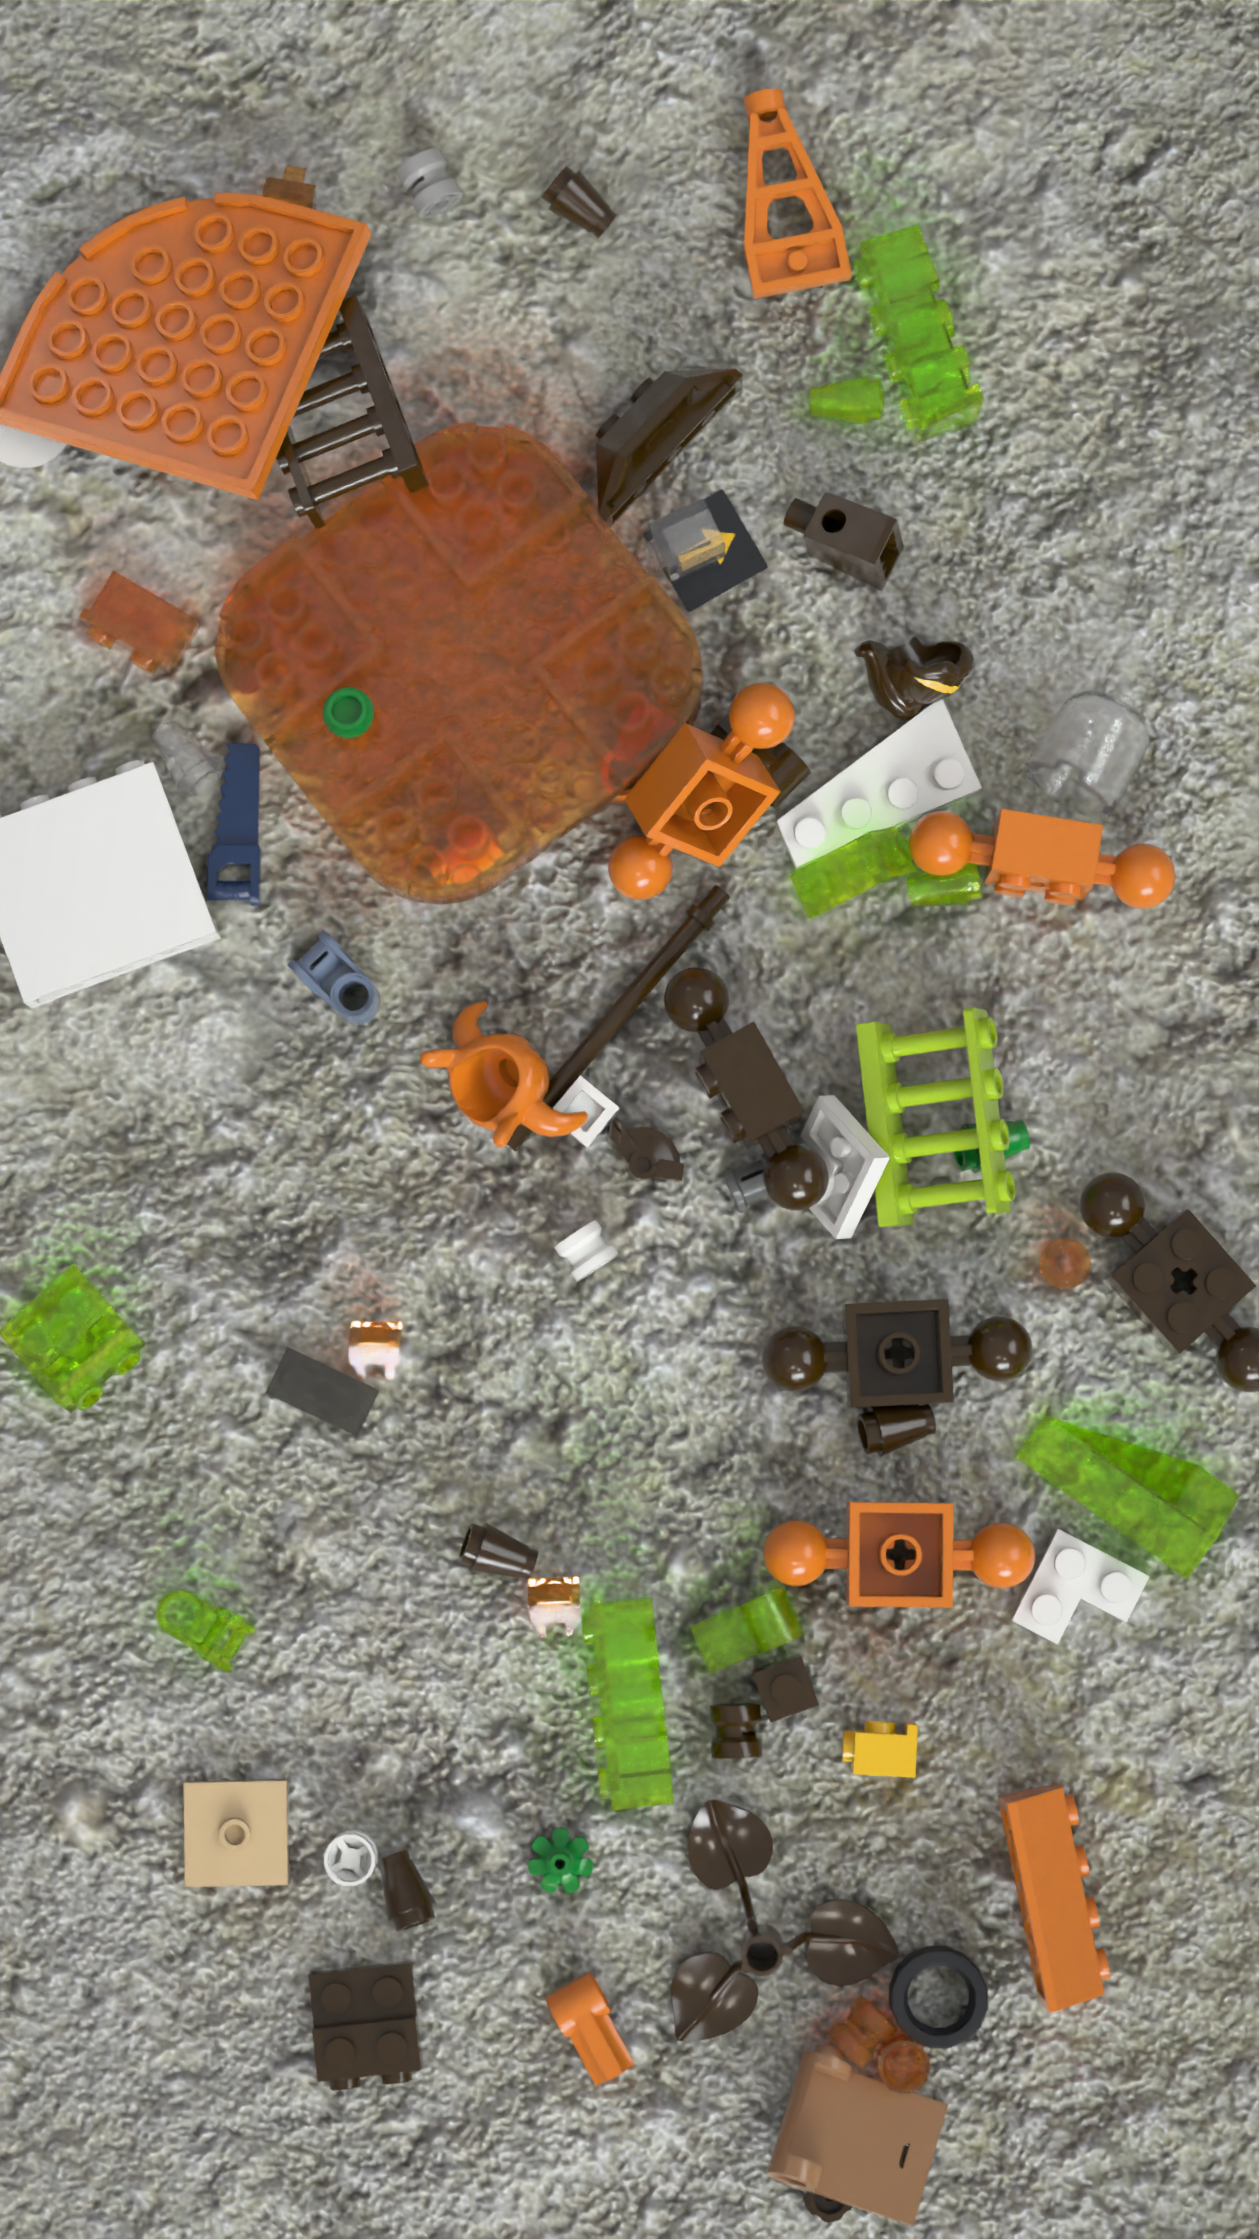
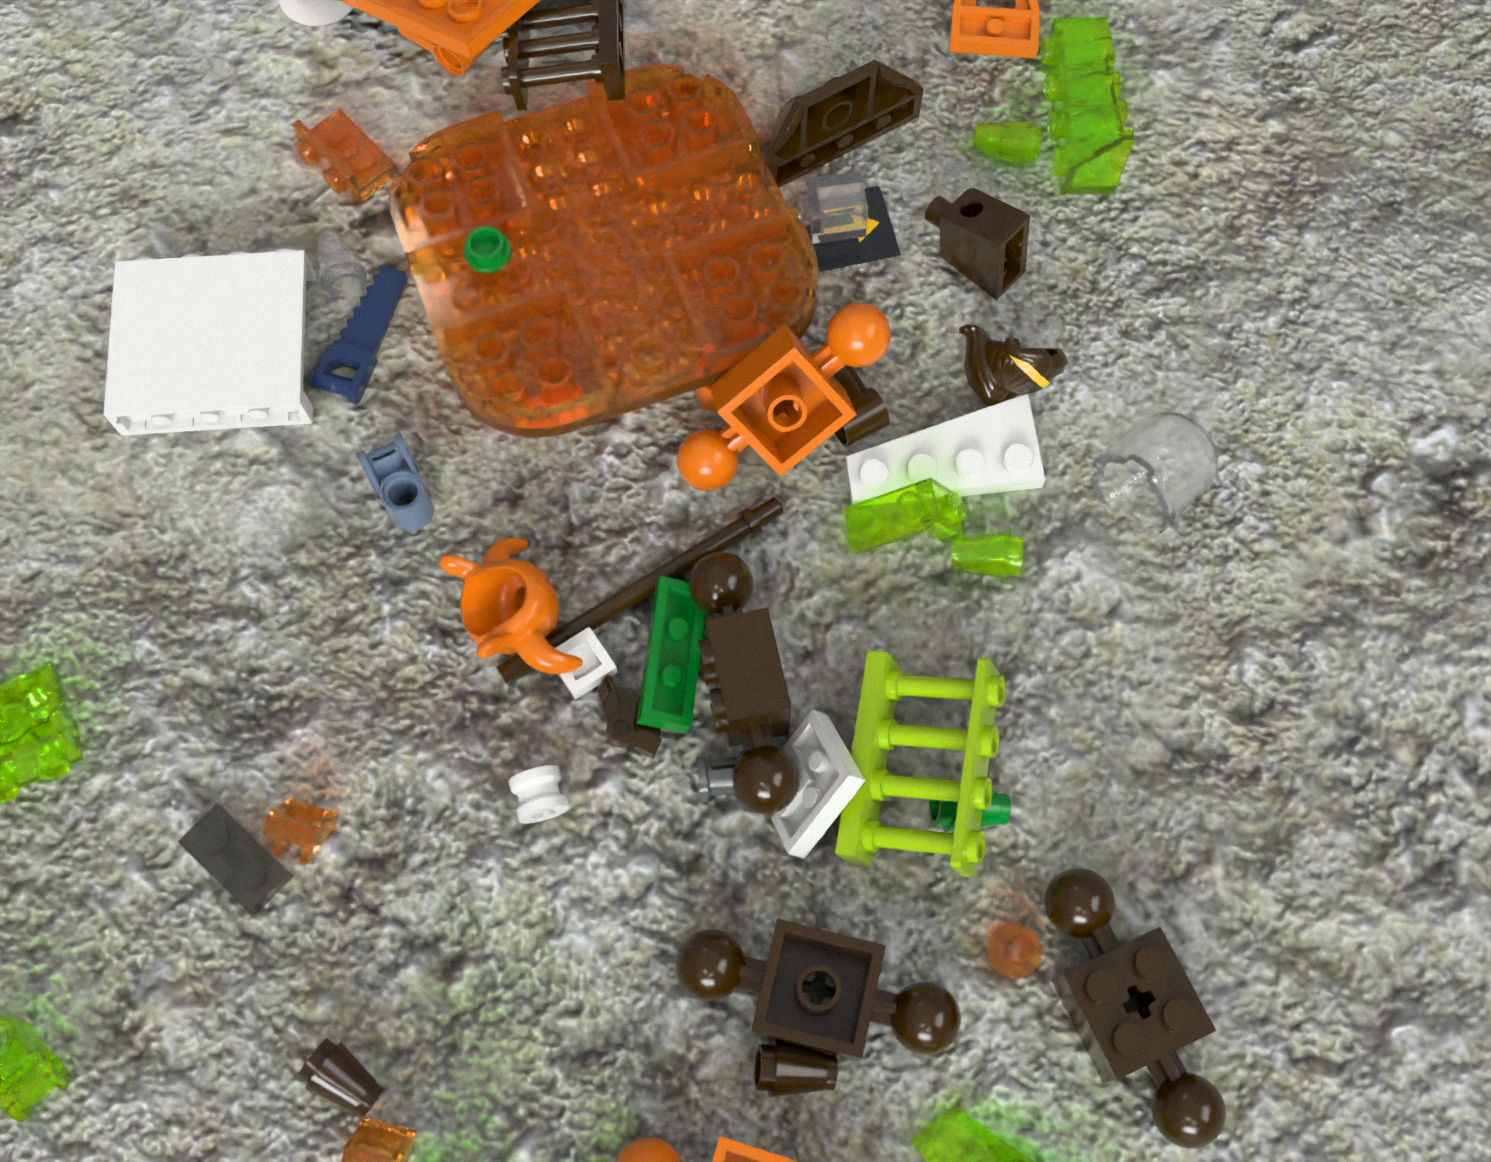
camera: 15 degrees right, 15 degrees down
(668, 1082) = (671, 658): none -> green plate
(1042, 857) = (1092, 548): orange brick -> none

